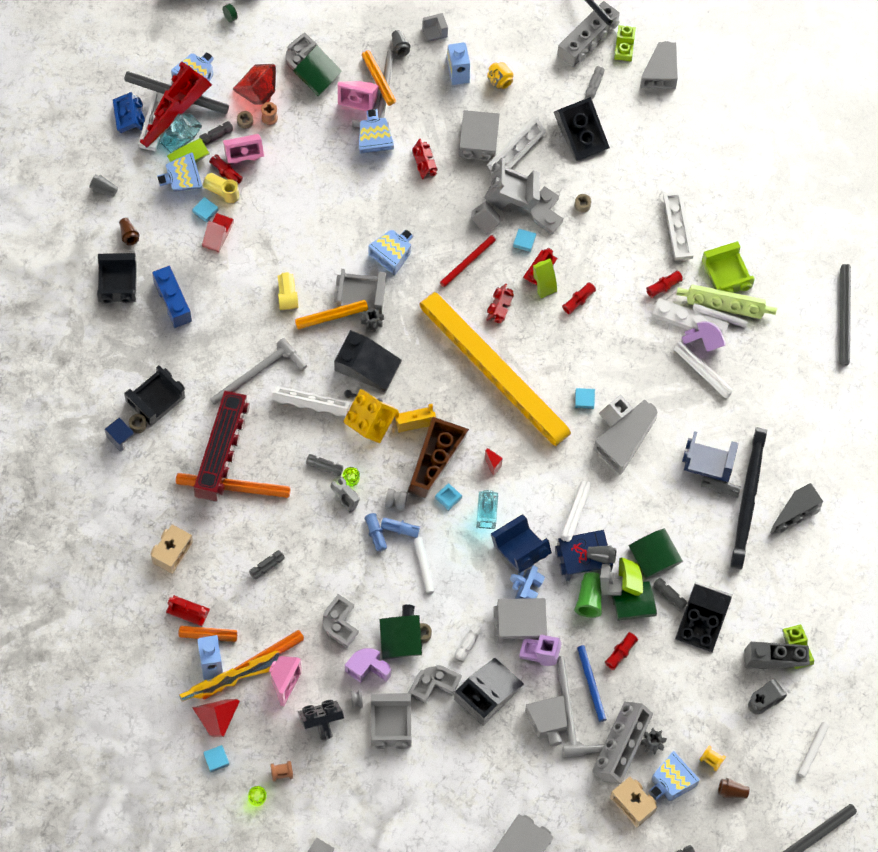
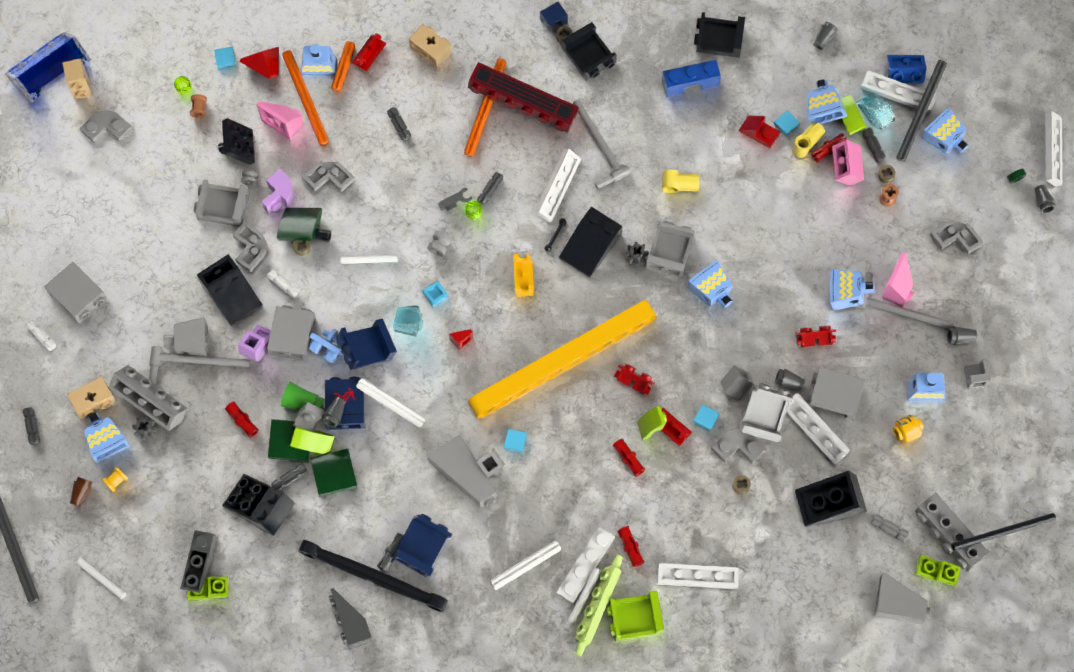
camera: 105 degrees right, 5 degrees up
(128, 232) = (769, 51): reddish brown cone -> none
(184, 91) = (919, 115): red wedge -> none
(230, 677) = (293, 75): yellow sword -> none
(258, 84) = (924, 188): clear red slope -> none
(317, 70) = (933, 246): dark green slope -> none
(331, 314) = (648, 218): light orange axle -> none
(370, 416) = (522, 230): yellow bracket -> none
(375, 532) = (411, 221): medium blue axle -> none
(378, 77) = (918, 305): light orange axle -> none
(400, 527) = (410, 243): medium blue axle -> none
(436, 453) = (477, 284): reddish brown wedge -> none
(468, 260) = (691, 358): red bar -> none
(473, 176) = (789, 380): none -> dark grey cone
(591, 683) = (217, 386): blue bar -> none
(708, 332) = (560, 574): lavender brick -> none
(768, 695) = (162, 546): dark grey piece -> none

